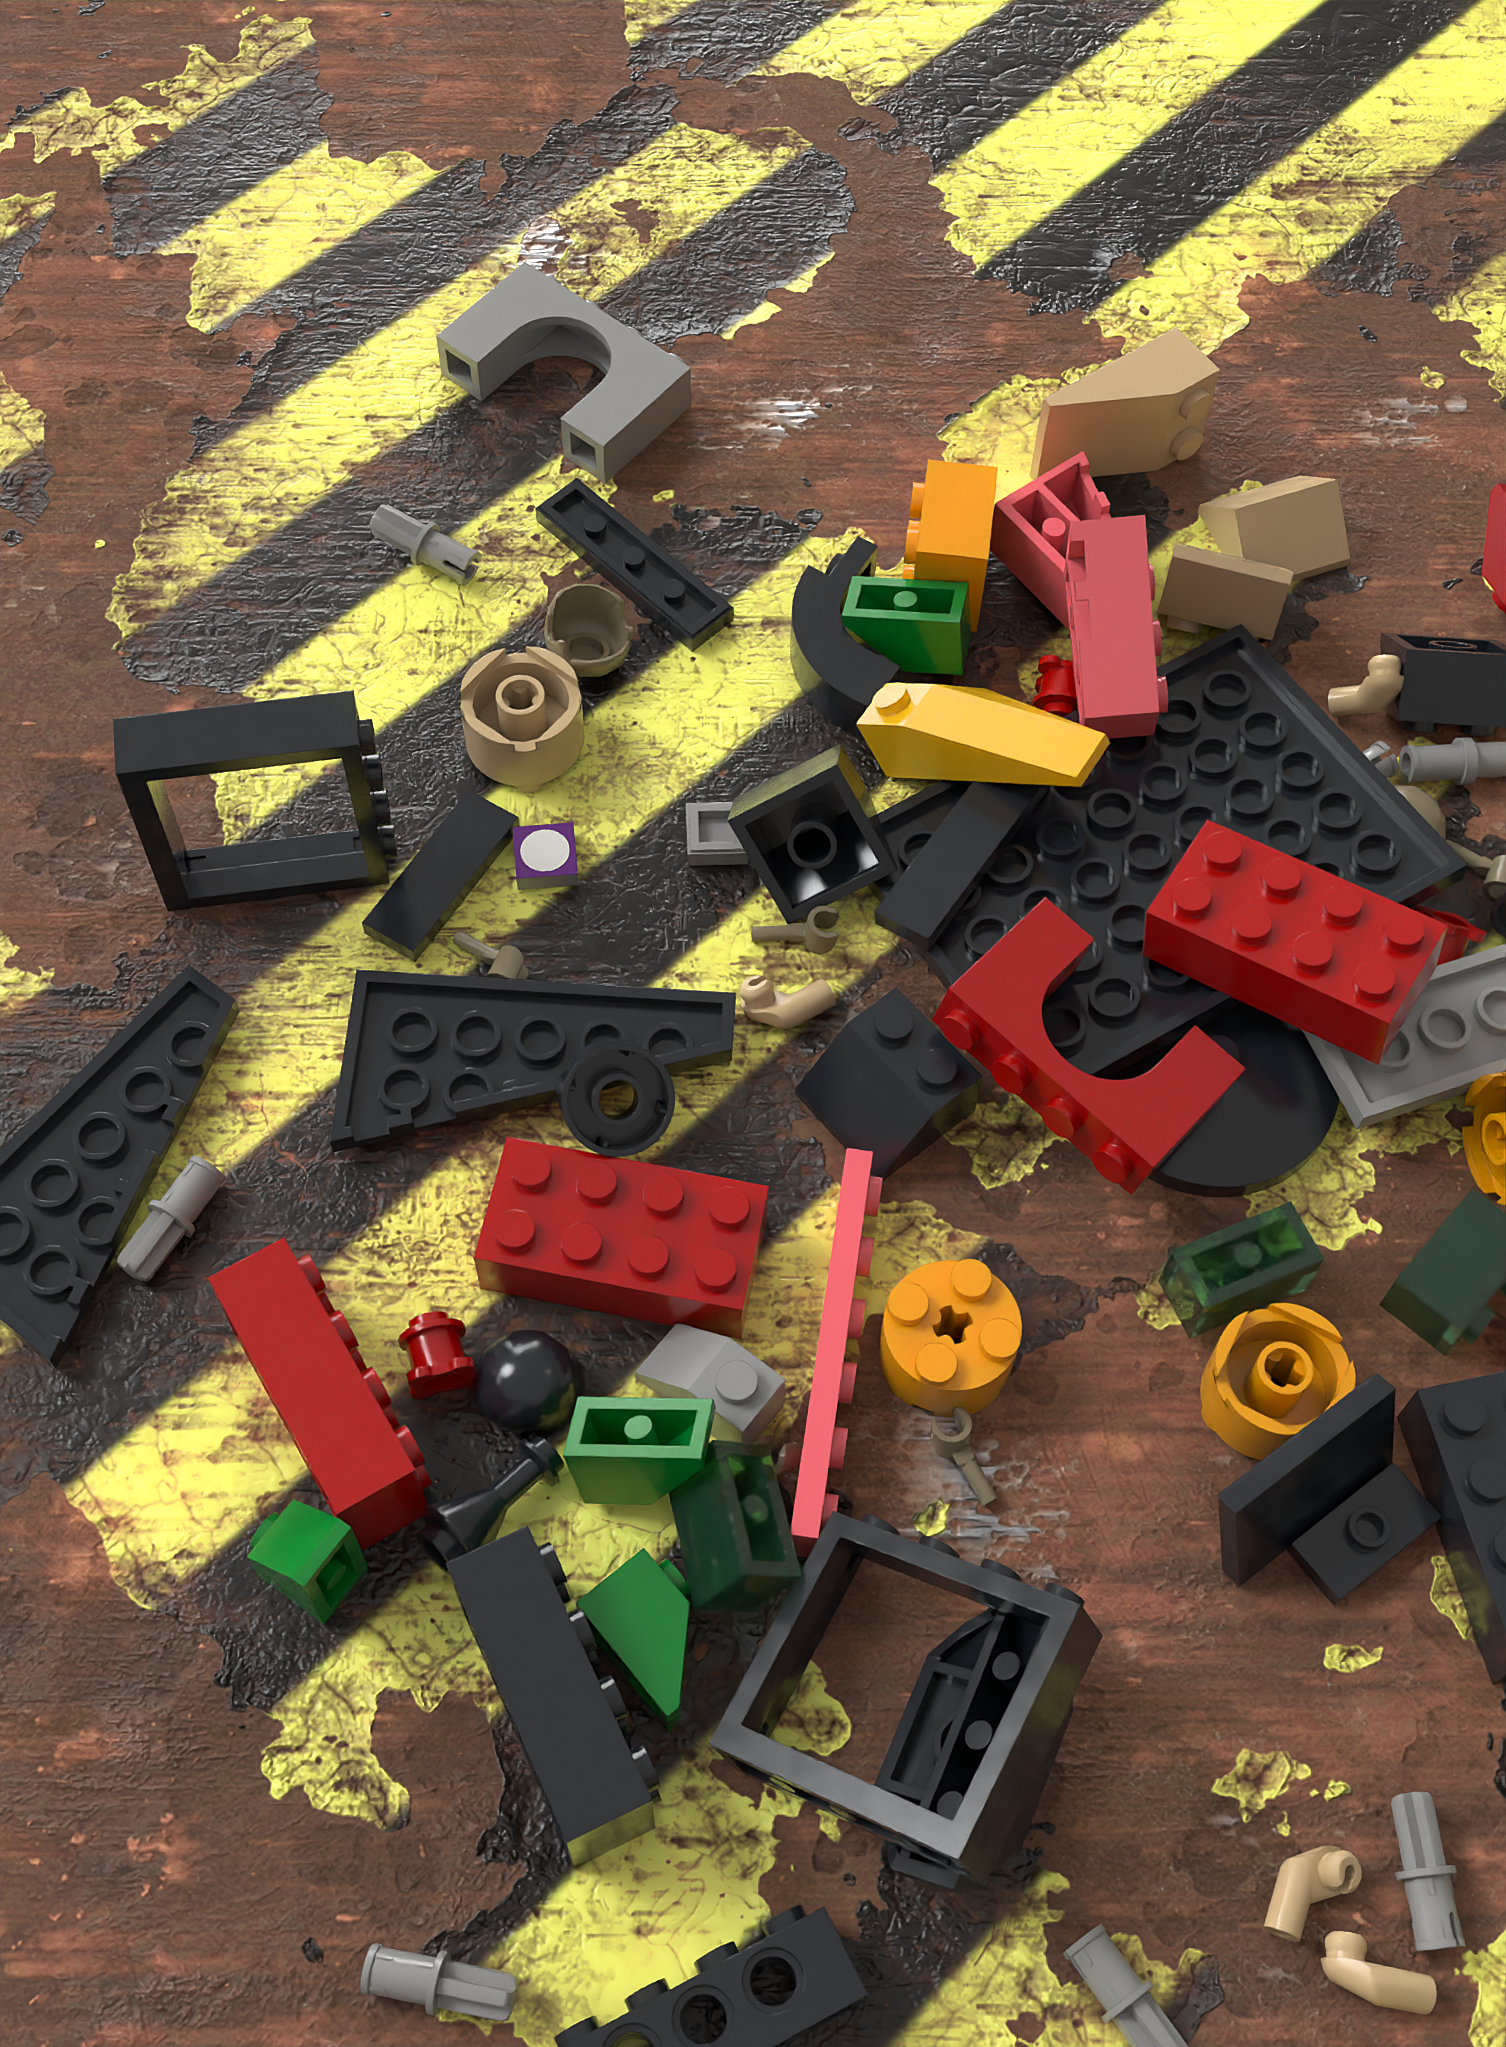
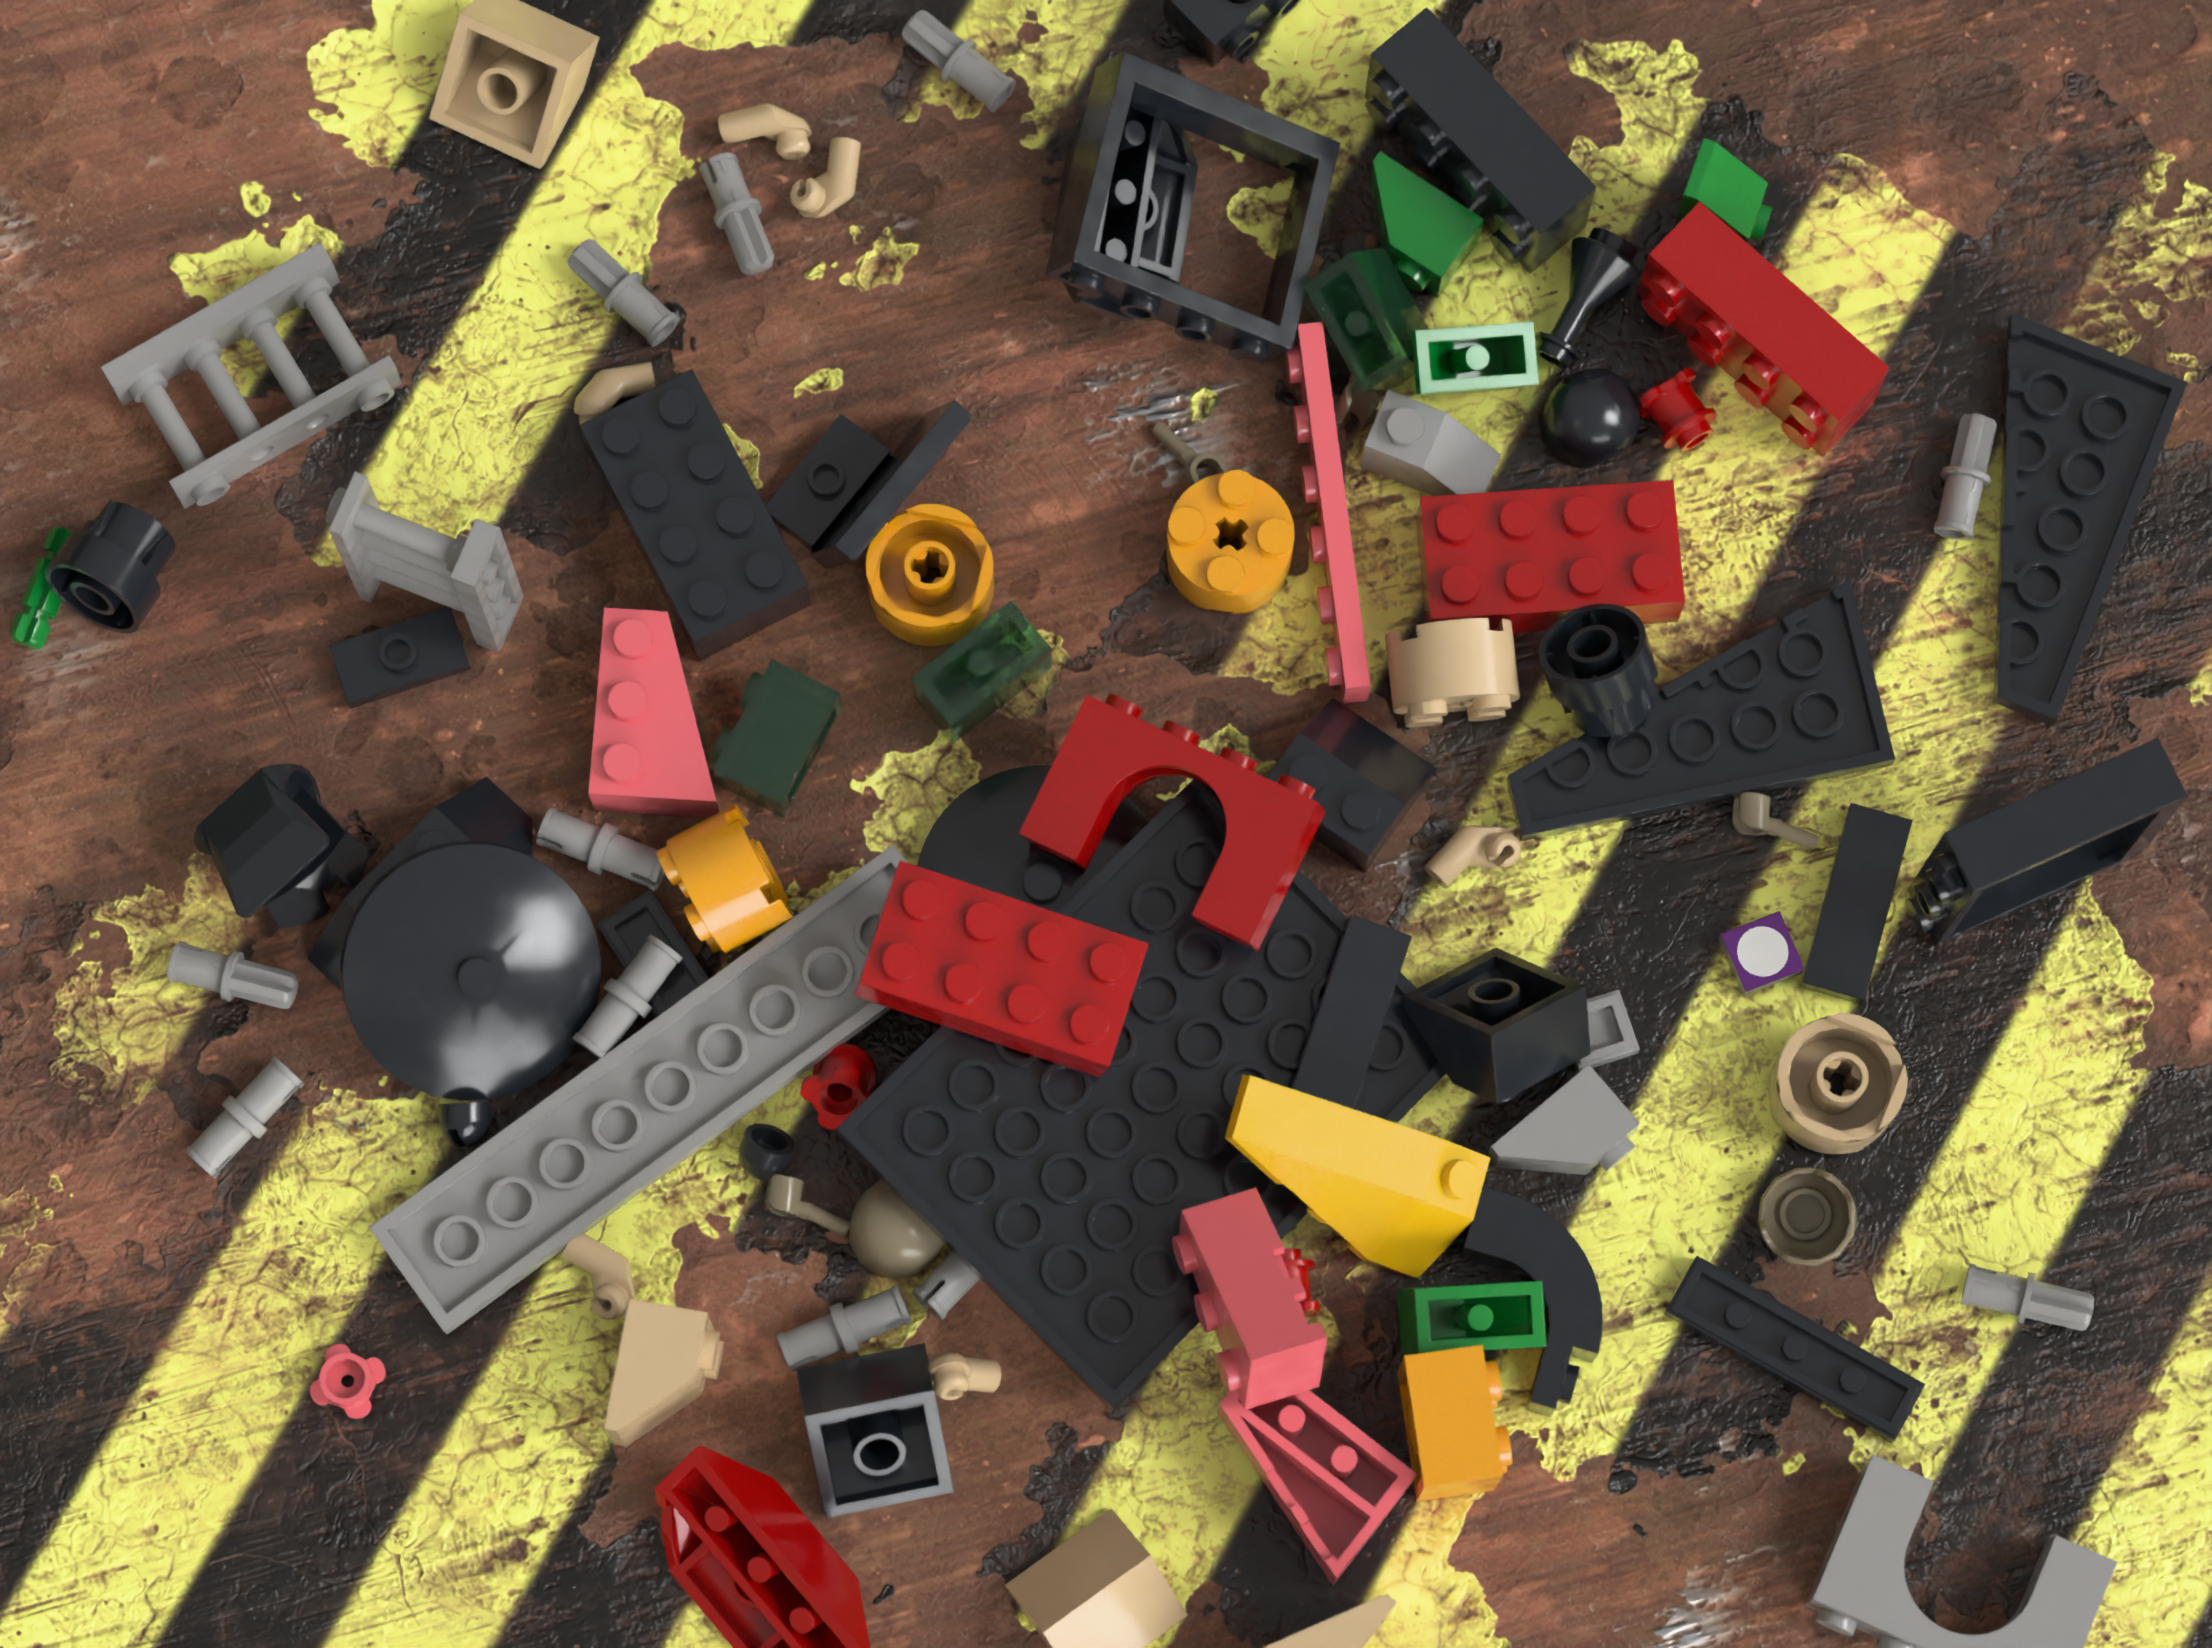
camera: 165 degrees right, 15 degrees up
(762, 1136) = (1453, 670): none -> tan brick
(769, 740) = (1570, 1131): none -> light grey slope
(811, 937) = (1483, 938): dark tan hand -> none
(1223, 592) = (1141, 1458): tan slope -> none

